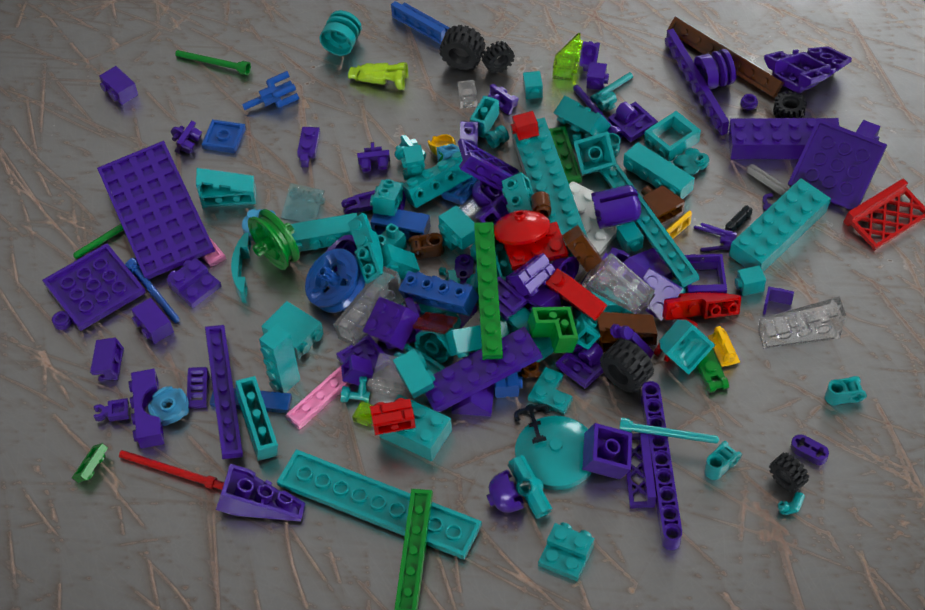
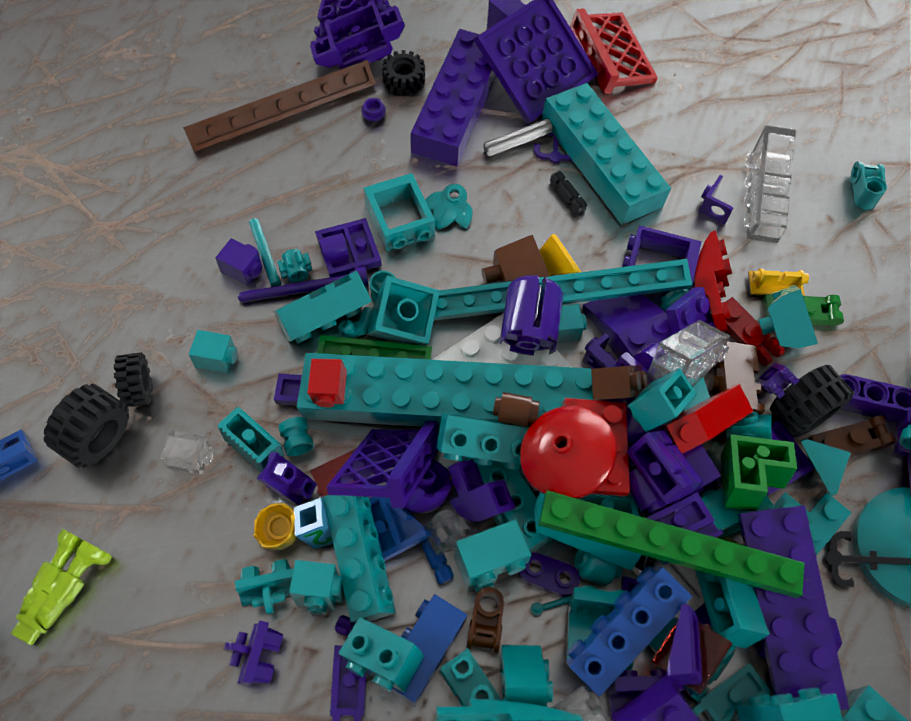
camera: 80 degrees left, 10 degrees up
(435, 305) = (685, 657): none -> dark purple slope
(506, 102) = (216, 407): dark purple hips -> none
(566, 59) = (191, 292): clear neon green slope -> none
(575, 264) = (662, 400): none -> teal brick
(588, 386) = (828, 461): none -> teal slope
(589, 54) = (193, 255): dark purple hips -> none
(616, 405) = (857, 438): none -> reddish brown plate
(658, 170) = (460, 248): teal brick -> none
(698, 83) = (308, 149): dark purple plate -> none
(716, 68) = (310, 119): dark purple wheel -> none
(726, 236) = (598, 216): dark purple plant -> none
(750, 280) = (679, 213): teal brick -> none

